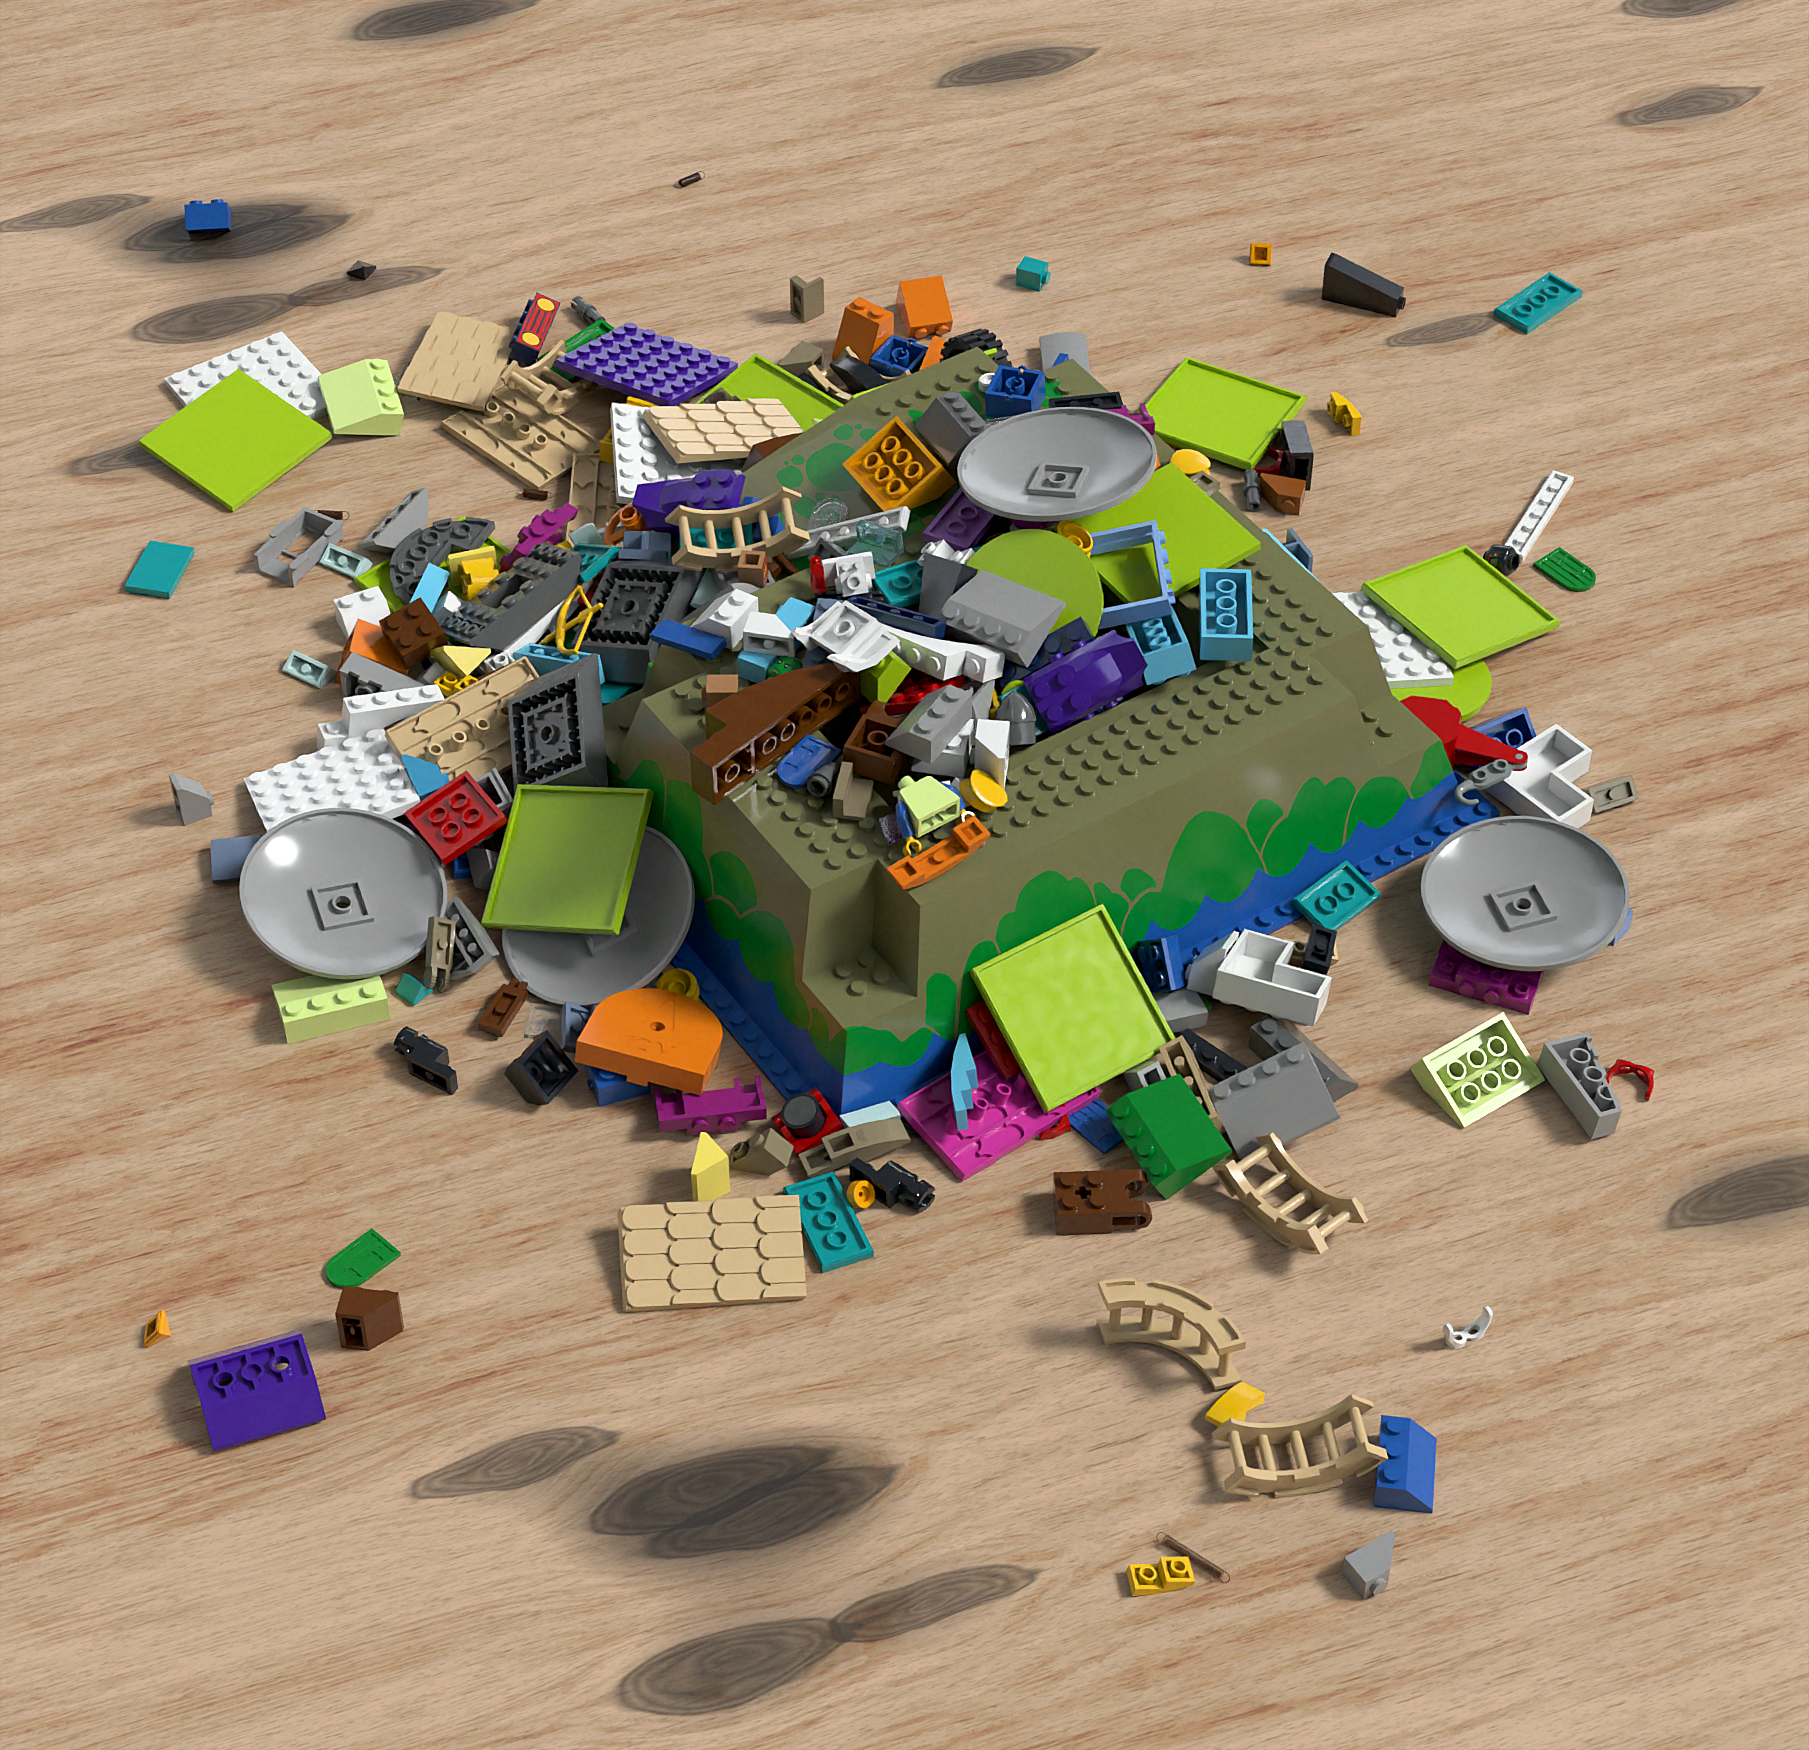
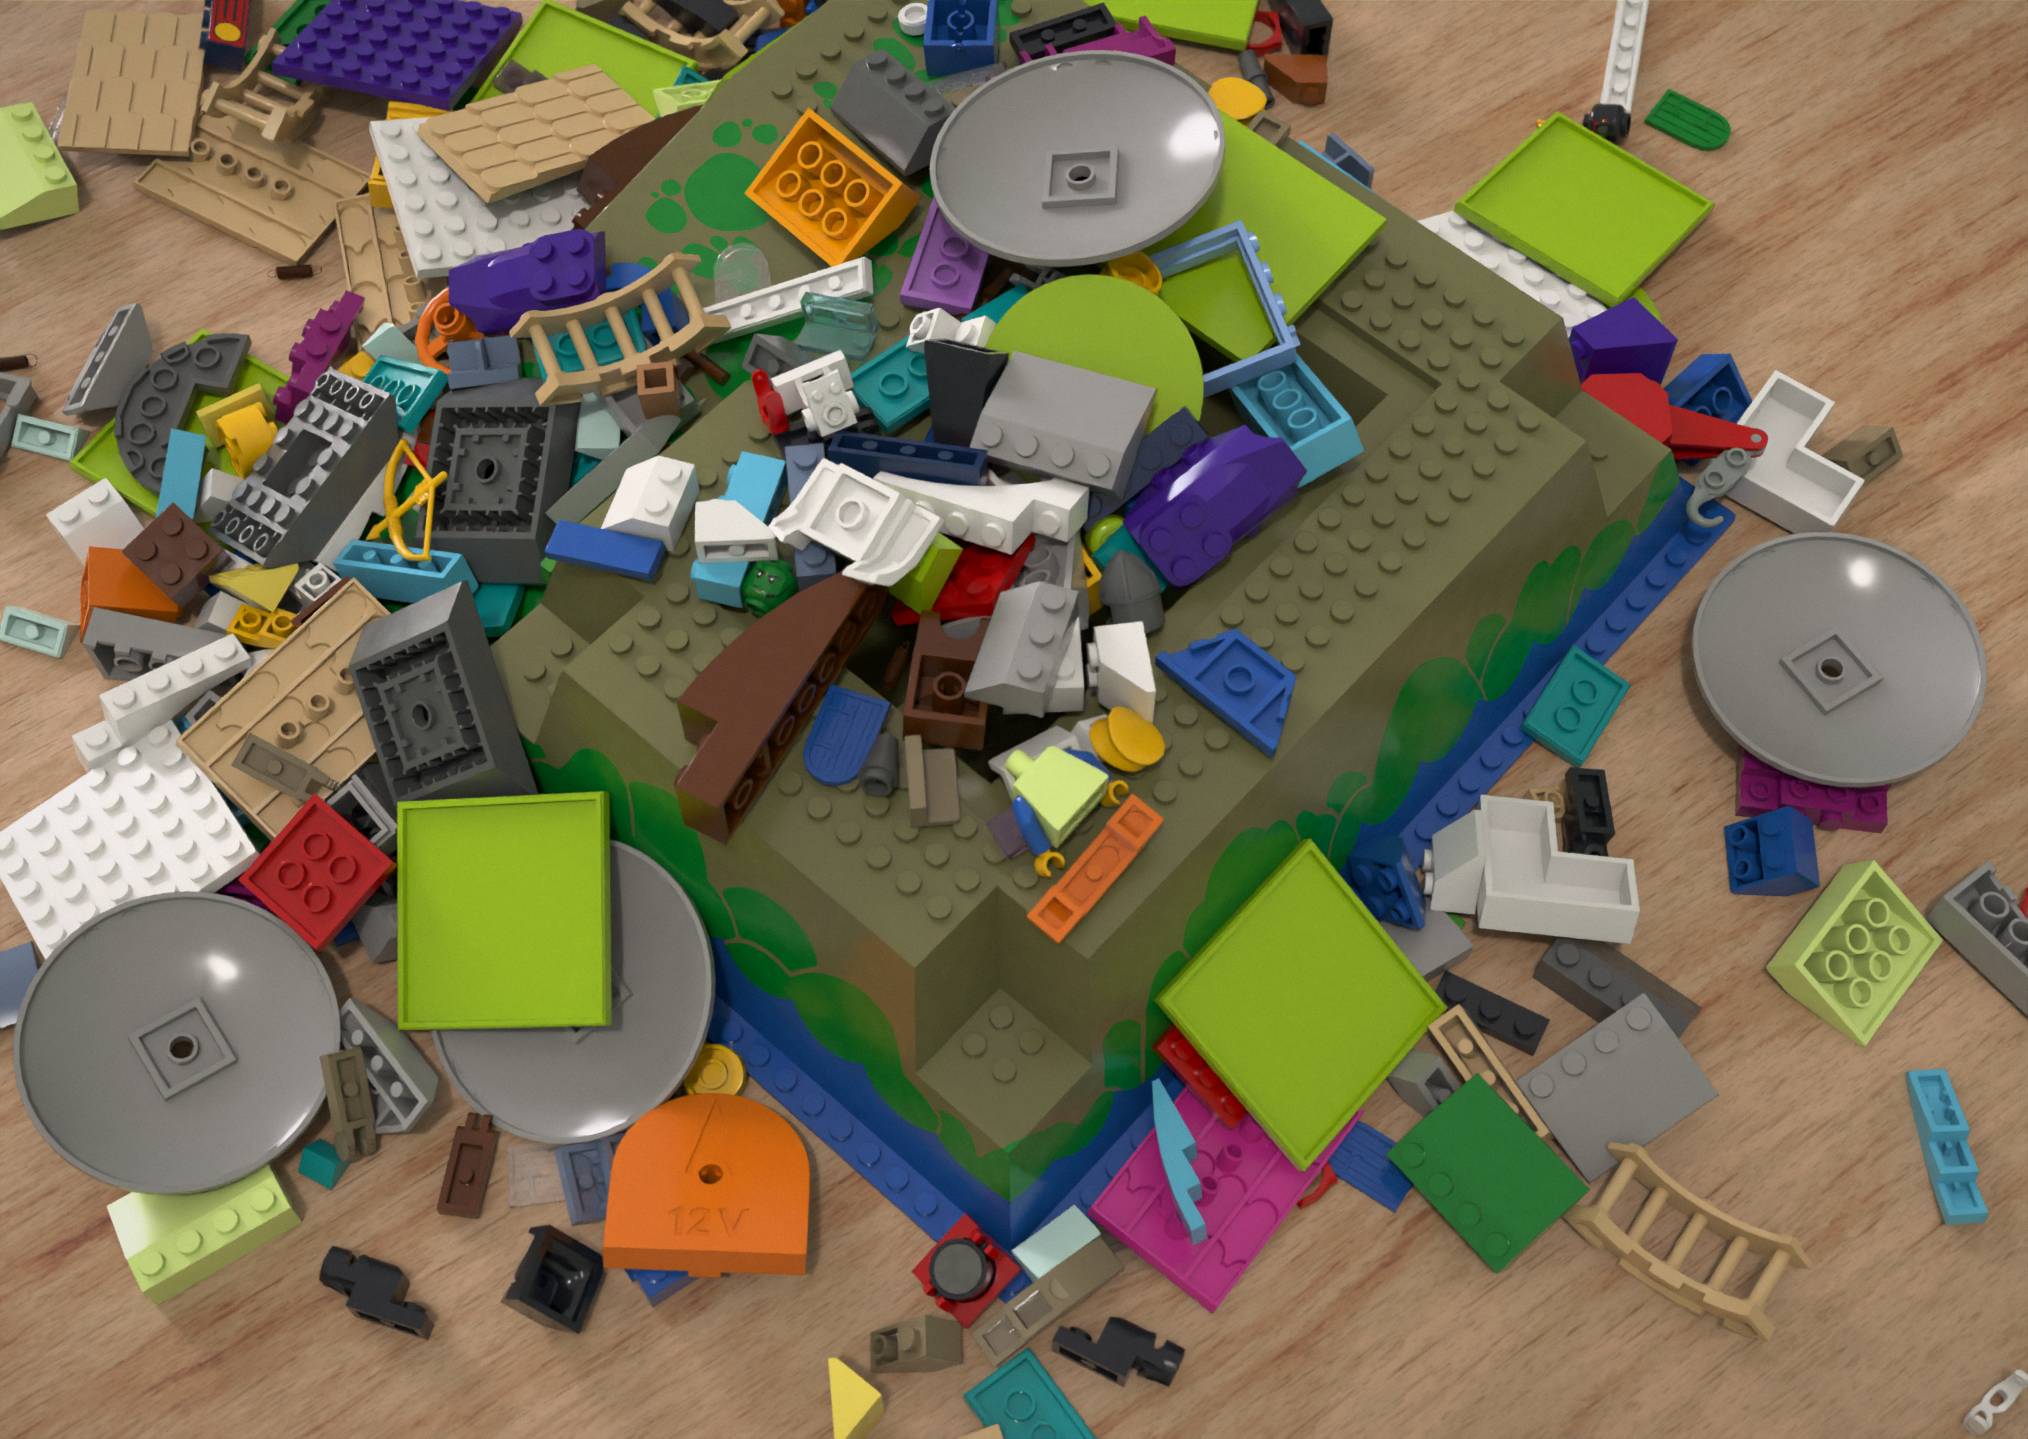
camera: 15 degrees left, 15 degrees up
(424, 775) = (255, 810): dark azure slope -> none
(447, 756) = (279, 768): none -> dark tan hinge
(712, 1110) = (830, 1284): magenta bracket -> none
(718, 688) = (683, 641): medium nougat brick -> none
(860, 1194) = (1079, 1382): light orange tile -> none
(1066, 778) = (1236, 683): none -> blue wing
(1099, 1201) = (1431, 1305): reddish brown brick -> none
(1225, 614) = (1376, 349): medium azure brick -> none
(1442, 1006) = (1772, 854): none -> blue slope
(1443, 679) = (1622, 342): none -> dark purple slope
(1495, 1190) = (1945, 1146): none -> medium azure slope

